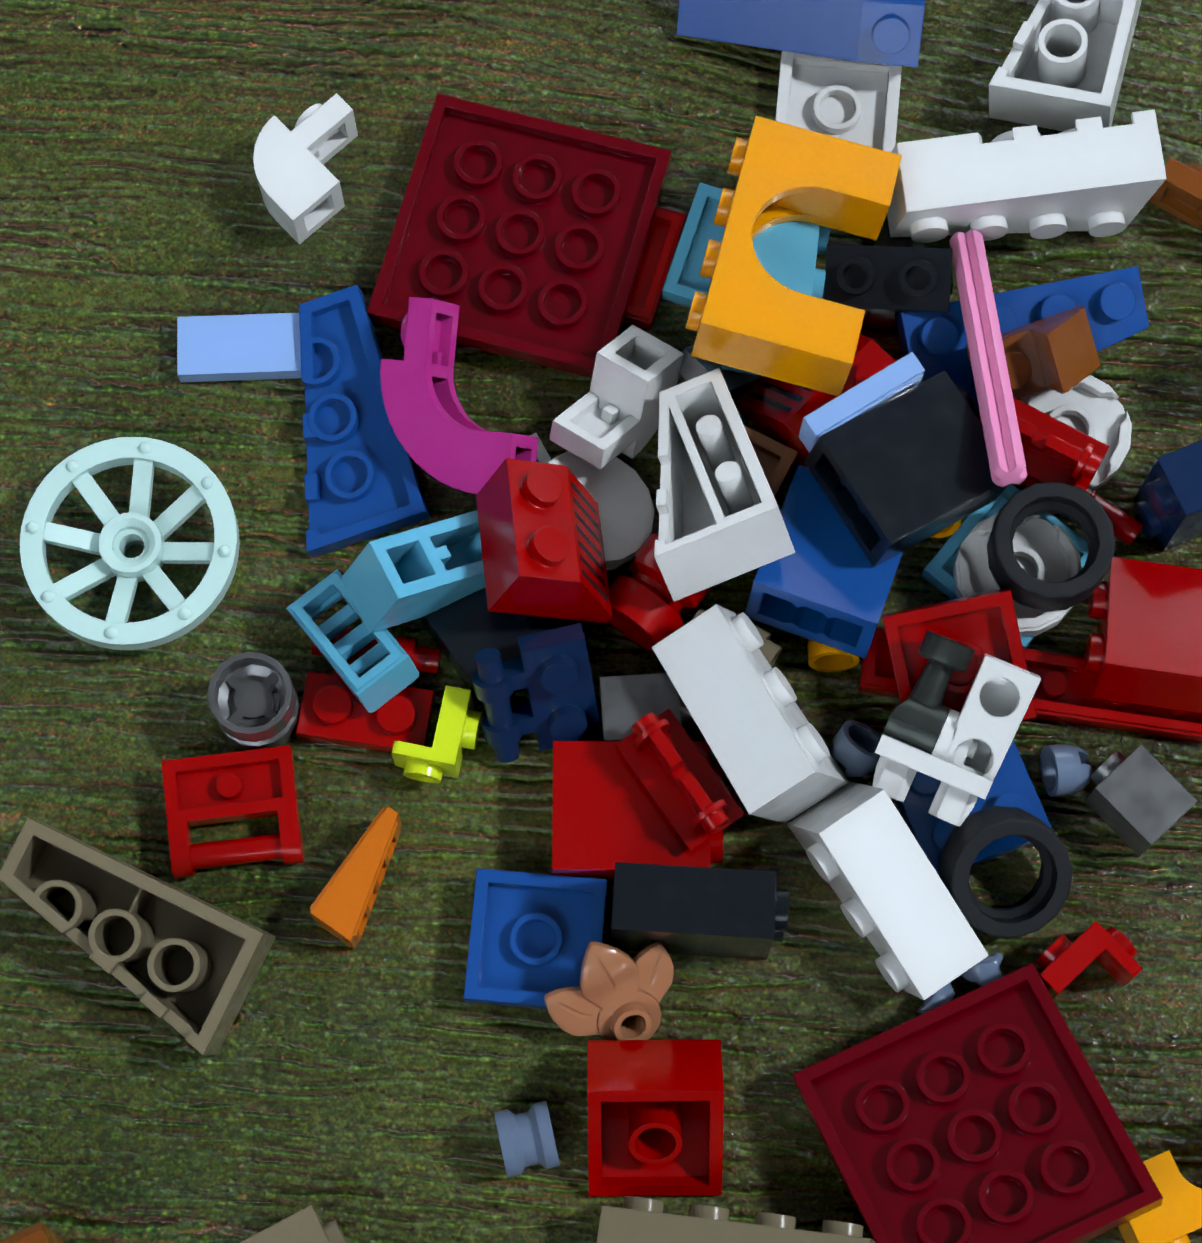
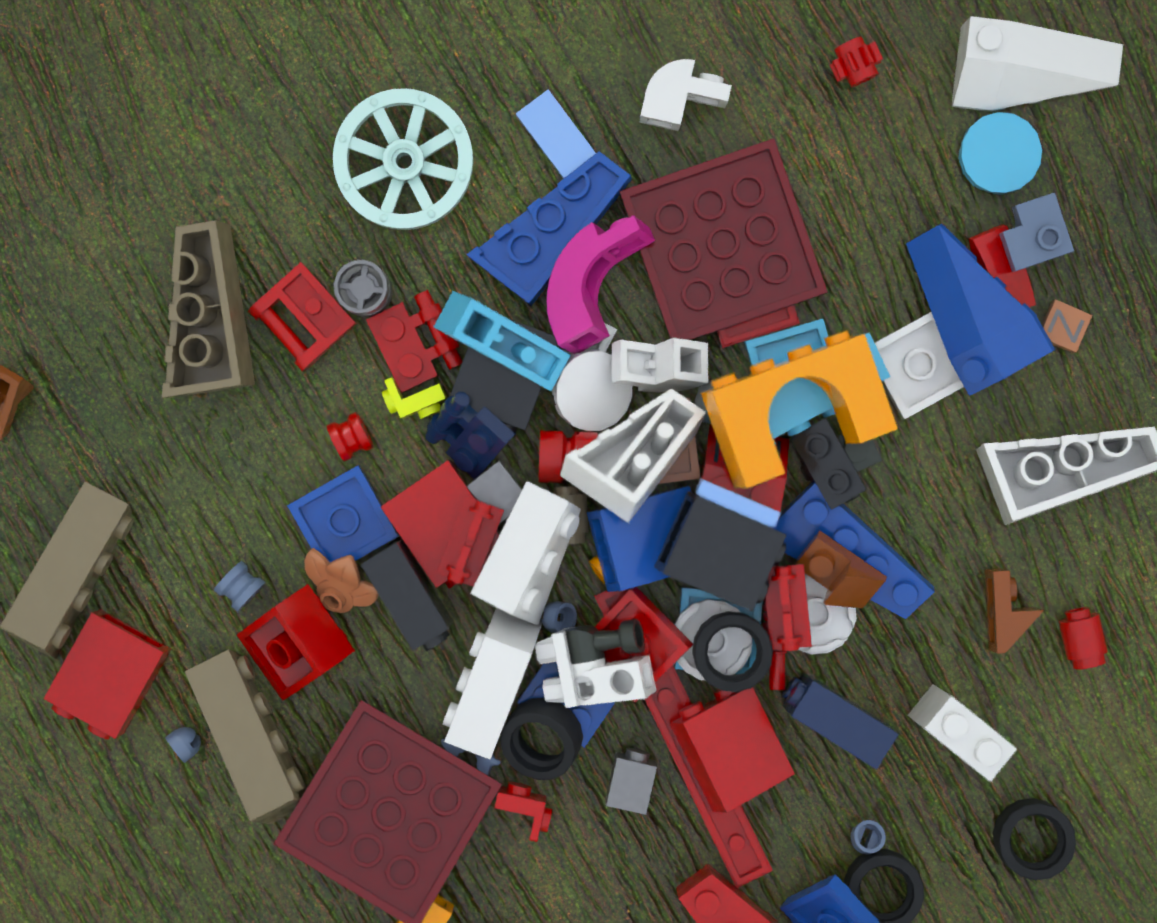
camera: 50 degrees right, 15 degrees up
(352, 891) = (298, 410): orange slope -> none
(374, 675) = (416, 348): medium azure slope -> none
(432, 854) = (350, 436): none -> red wheel
(542, 544) = (542, 386): red slope -> none
(988, 359) = (812, 551): bright pink axle -> none
(1028, 181) = (938, 501): white wedge -> none
(1064, 769) = (621, 731): sand blue hinge -> none

